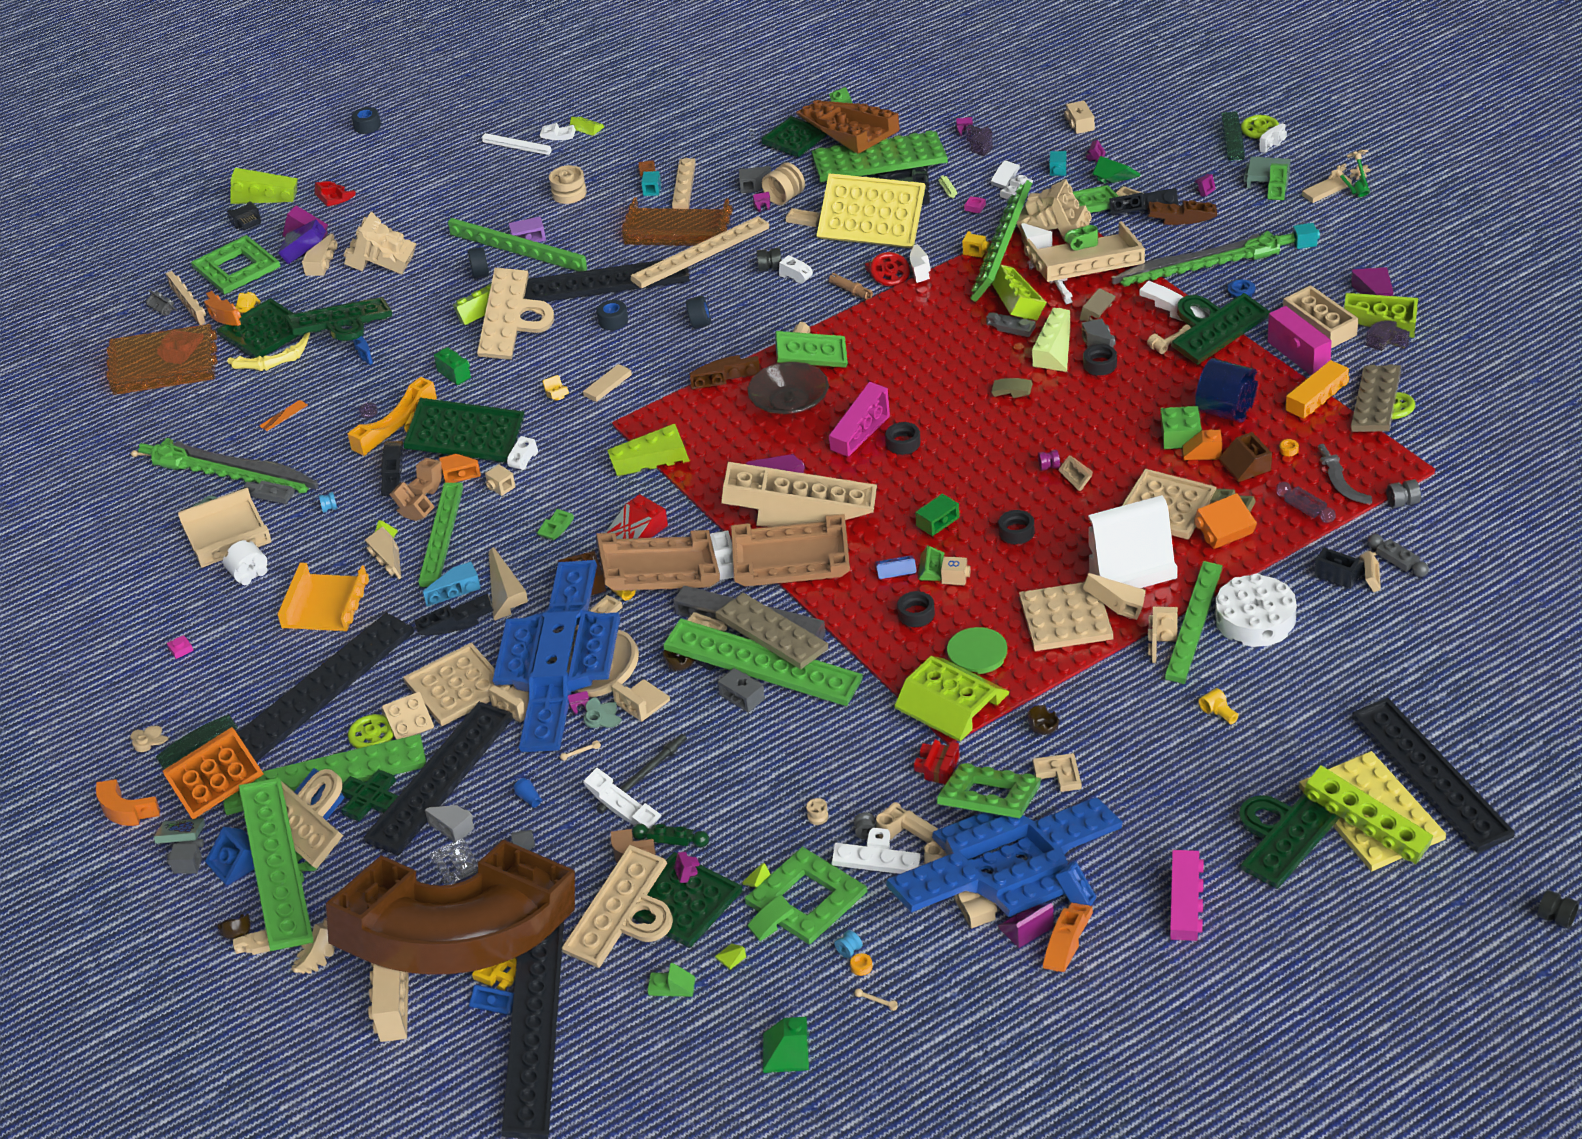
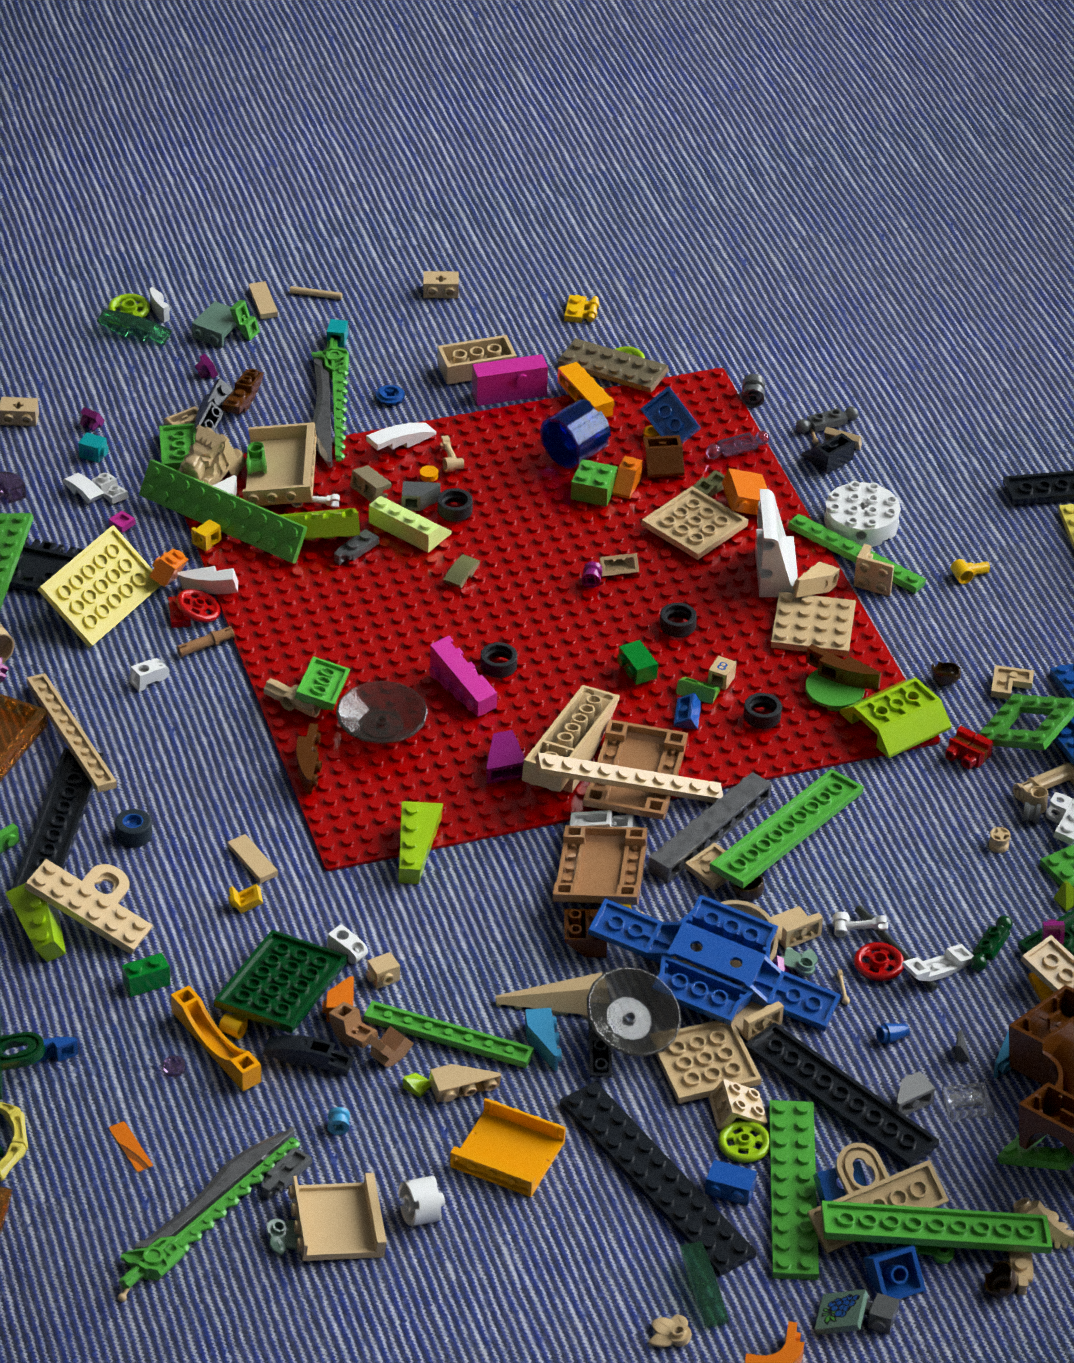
camera: 80 degrees left, 0 degrees up
(179, 646) = (524, 1288): dark pink plate -> none
(212, 773) = (776, 1266): orange slope -> none
(314, 731) = (730, 1182): none -> blue brick
(368, 794) = (832, 1144): dark green plate -> none
(460, 604) = (642, 998): none -> clear smoke dish
(556, 525) = (480, 943): bright green slope -> none
(619, 764) = (878, 961): none -> red plate
(623, 838) = (999, 975): medium nougat brick -> none
(639, 519) = (520, 879): red slope -> none
(655, 732) = (842, 924): none -> white brick
(698, 312) = (183, 757): black wheel -> none
(741, 690) = (814, 854): dark grey brick -> none
(756, 537) = (628, 777): none -> tan plate
(768, 259) = (118, 686): pearl dark grey wheel -> none
(772, 630) = (754, 807): dark tan plate -> none
(803, 217) = (45, 648): tan tile -> none
(917, 234) = (168, 566): none -> orange brick
(947, 186) = (70, 533): yellowish green axle -> none
(992, 640) = (846, 672): none -> reddish brown slope
(1113, 171) = (138, 416): green slope -> none
(1137, 336) = (429, 473): none -> light orange tile
(1219, 328) = (455, 420): dark green plate -> none
(1300, 444) = (670, 416): none -> blue plate
(1336, 476) = (739, 417): flat silver sword -> none
(1360, 211) = (314, 292): none -> tan bar
(1361, 187) = (285, 279): plant -> none
(1372, 281) = (446, 318): magenta slope -> none
(1377, 308) = (500, 318): lime wedge -> none
(1387, 333) = (524, 333): clear purple brick -> none
(1423, 270) = (440, 284): none -> tan brick
(1458, 360) = (579, 308): none -> yellow plate

